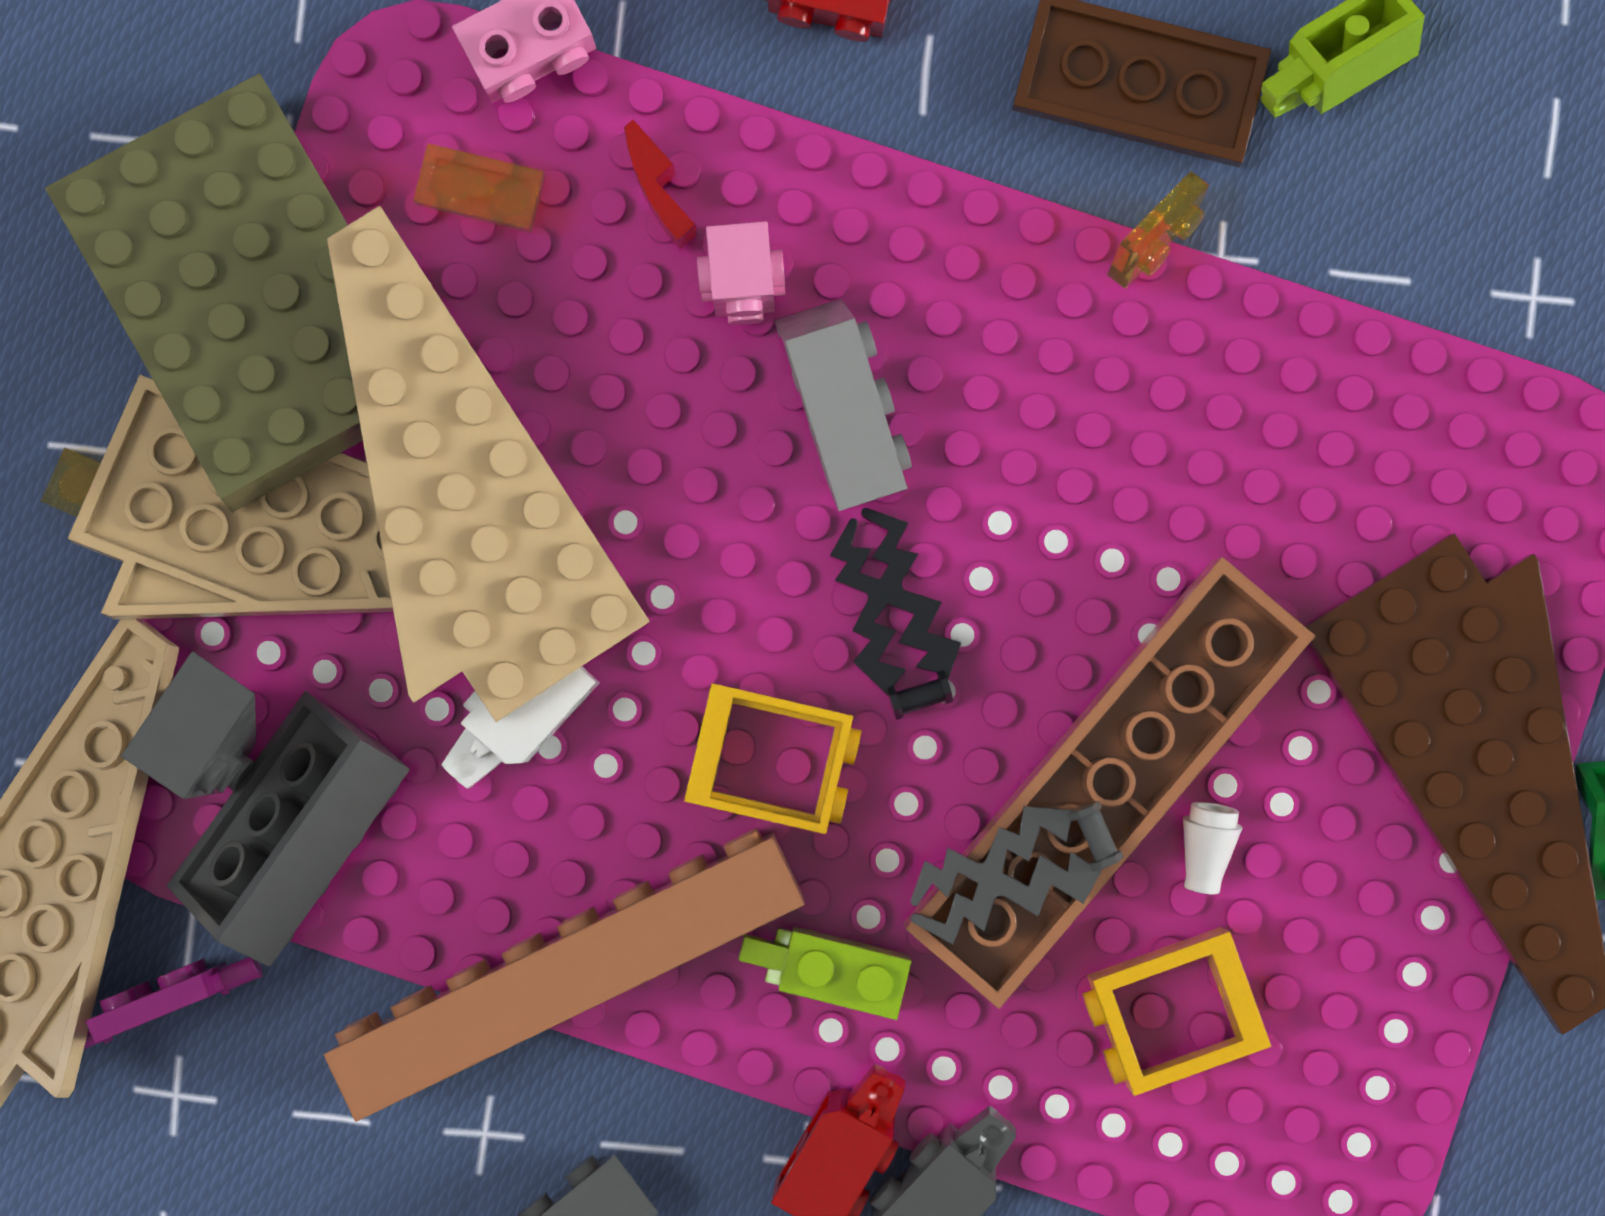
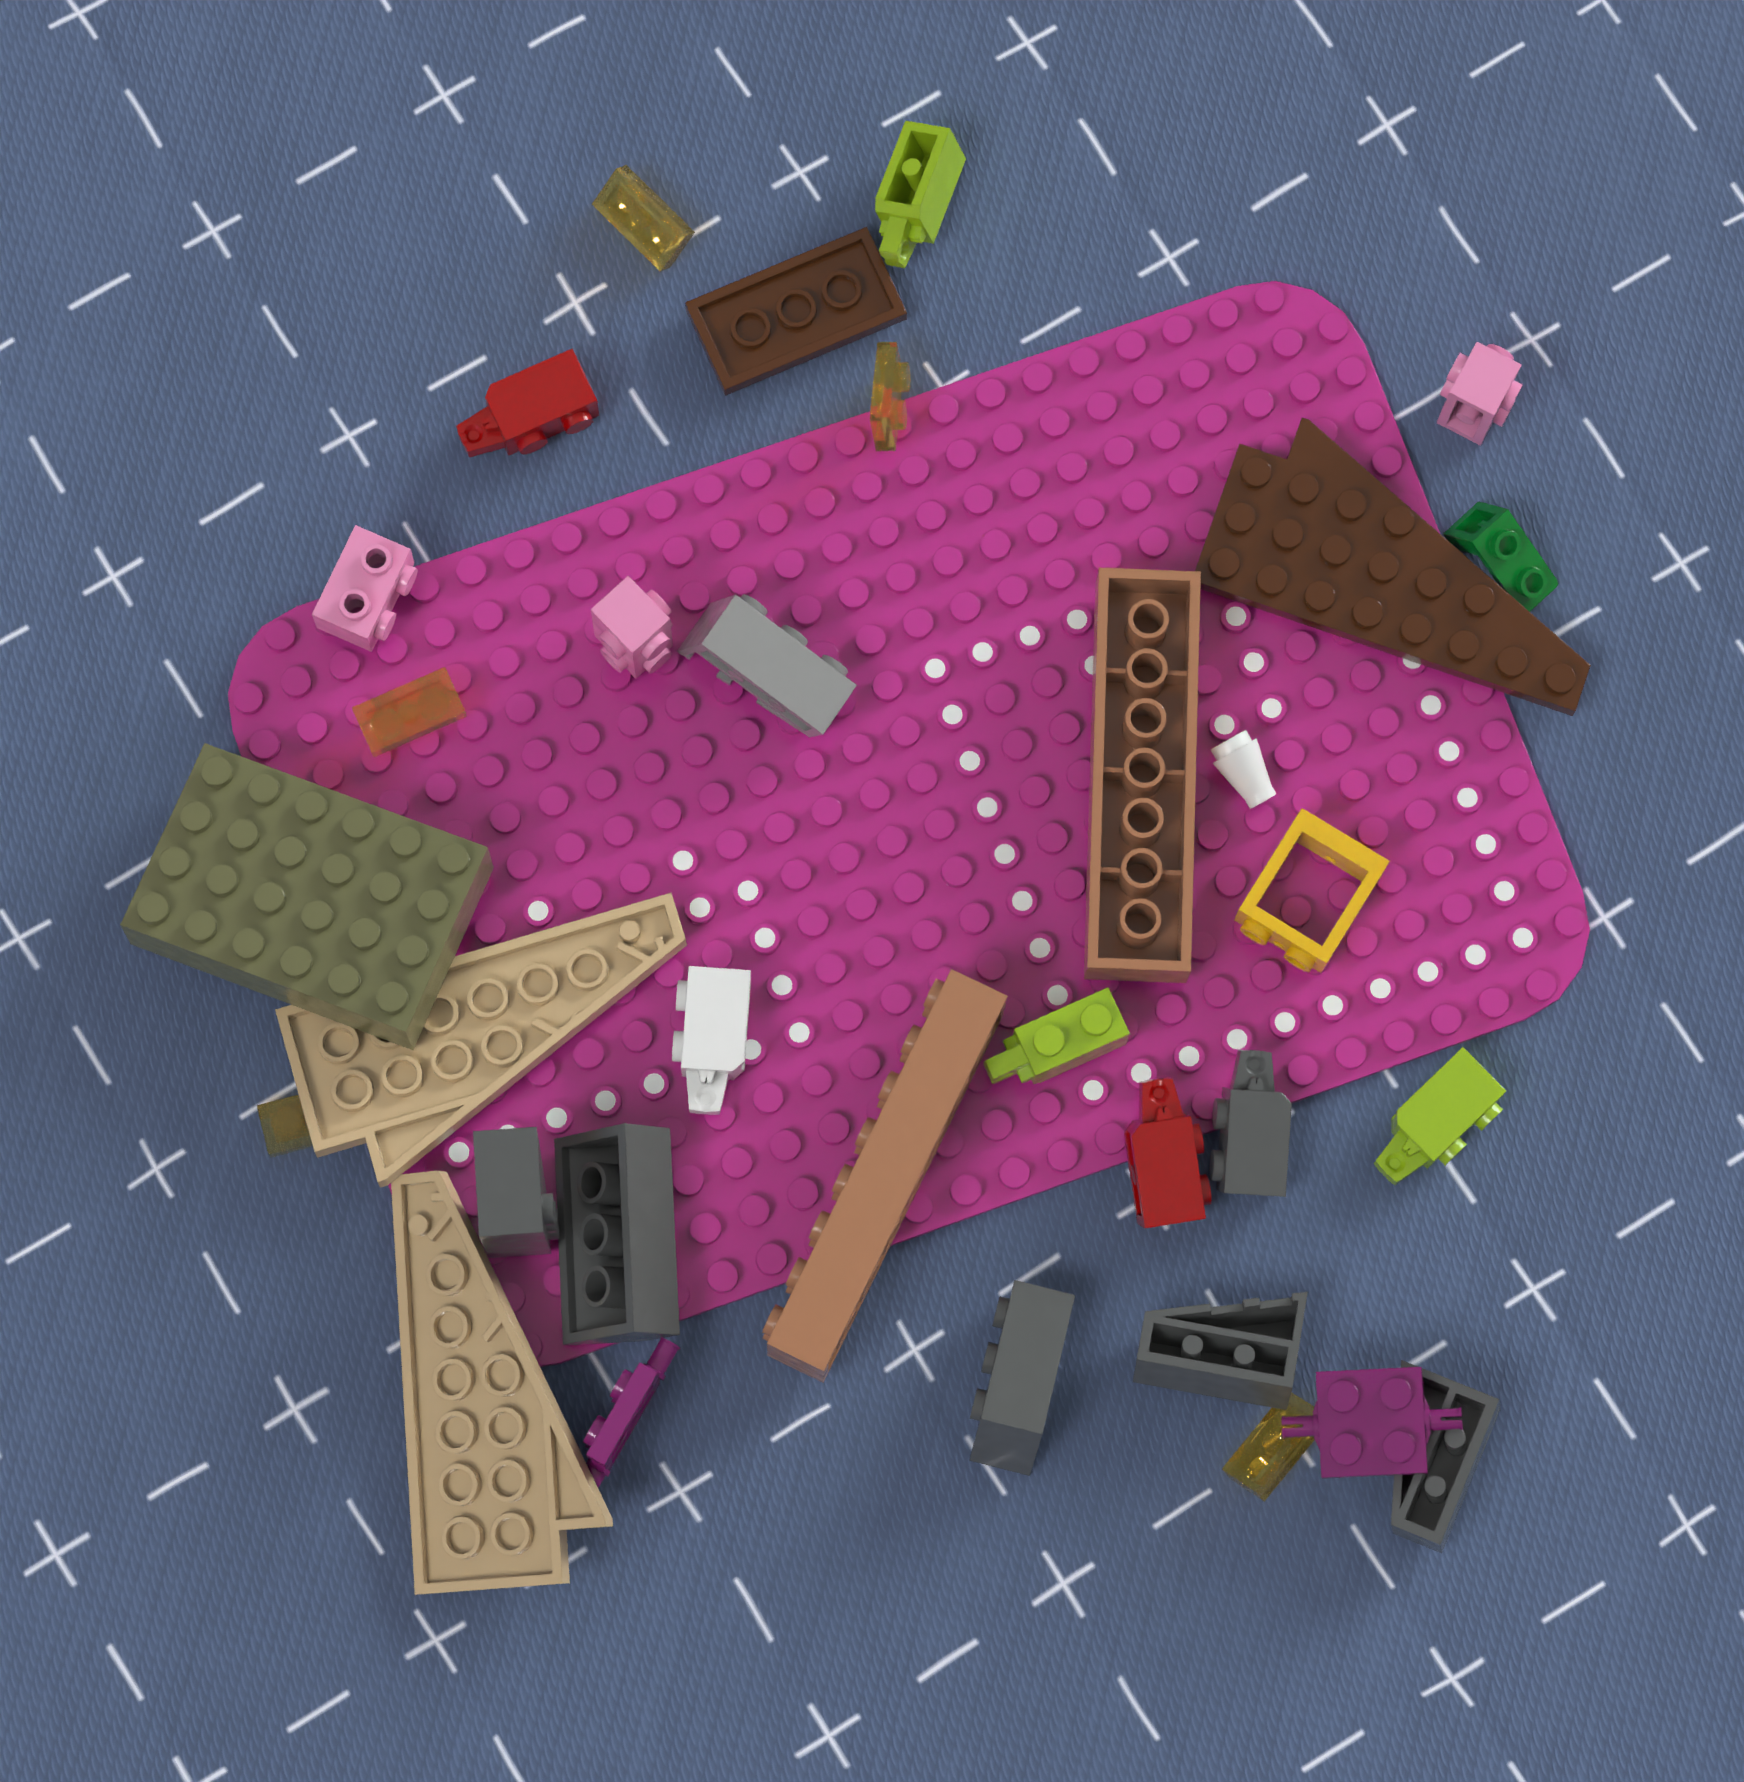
camera: 40 degrees left, 10 degrees down
(472, 524) = (588, 922): tan wing -> none
(653, 171) = (515, 612): red slope -> none
(709, 750) = (859, 956): yellow window -> none
(889, 591) = (898, 767): black piece -> none
(994, 883) = (1119, 889): dark grey piece -> none

